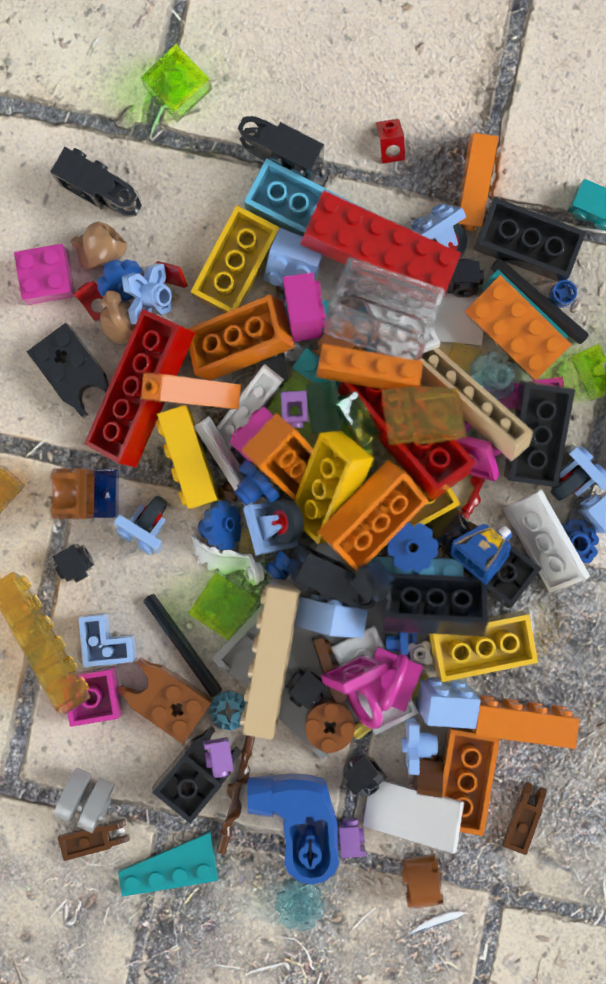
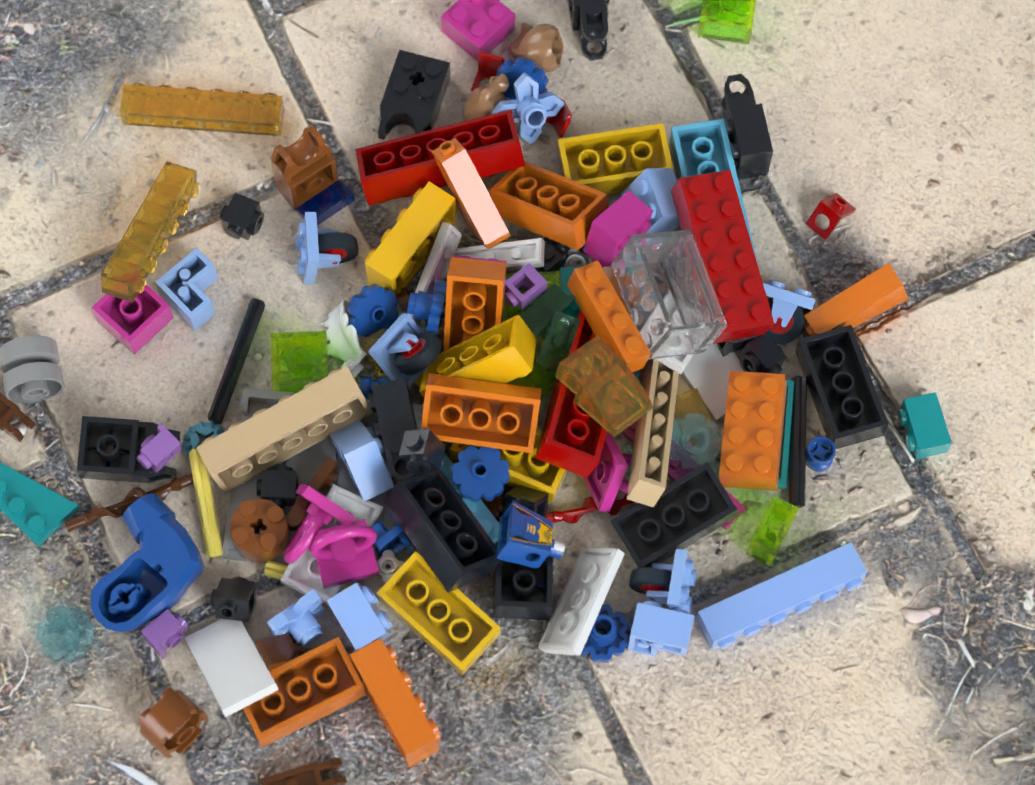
camera: 50 degrees right, 20 degrees down
(157, 700) = (176, 371): dark orange brick -> none
(282, 747) = (205, 505): none -> light yellow axle

